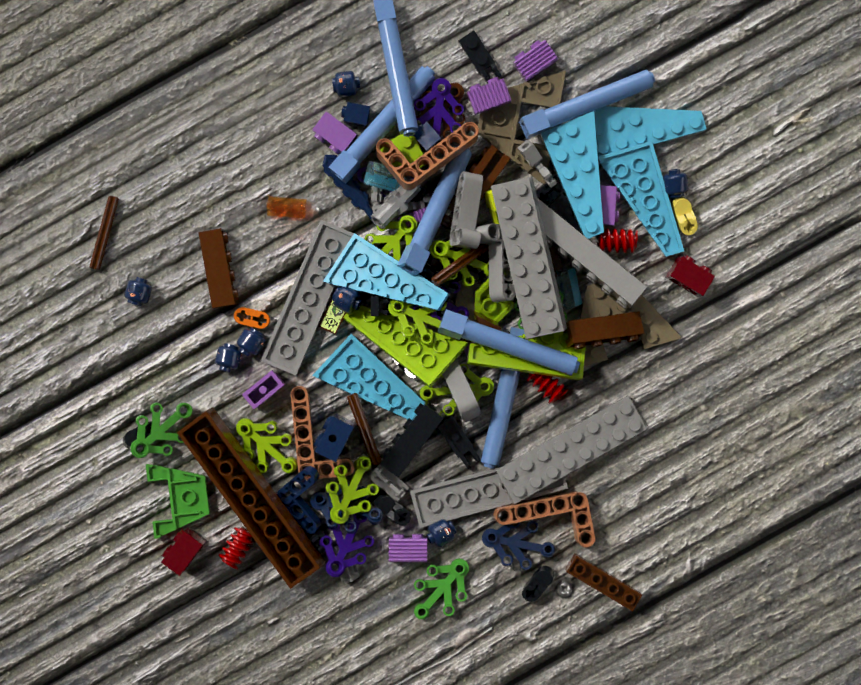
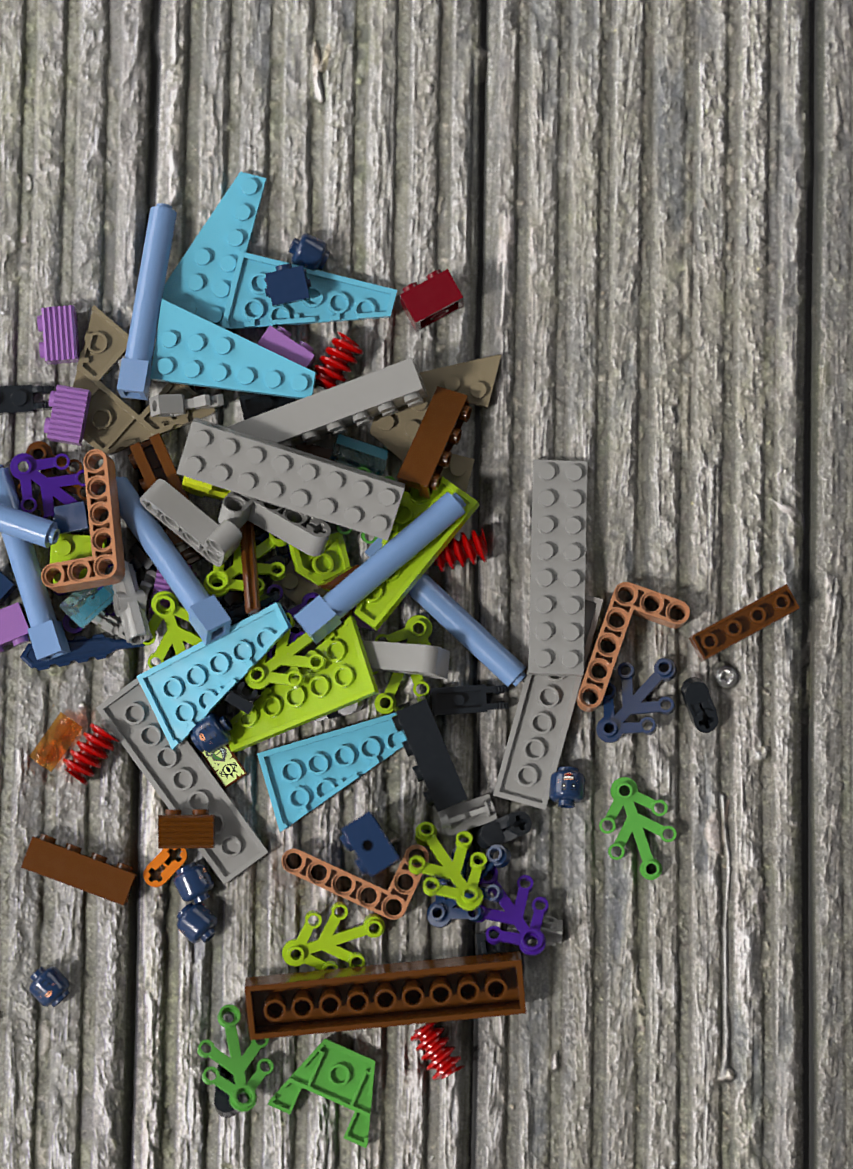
camera: 55 degrees left, 5 degrees down
(181, 554) = (401, 1119): dark red brick -> none
(263, 389) = (261, 901): medium lavender brick -> none
(278, 319) = (186, 830): none -> reddish brown brick
(289, 232) = (89, 753): none -> red piece
(295, 499) = (420, 943): dark blue beam -> none
(364, 429) = (383, 806): reddish brown axle -> none
(407, 548) = (563, 839): medium lavender brick -> none
(545, 193) = (232, 414): black piece -> none
(647, 182) = (287, 285): none -> dark blue head
(688, 223) = (344, 262): light yellow piece -> none

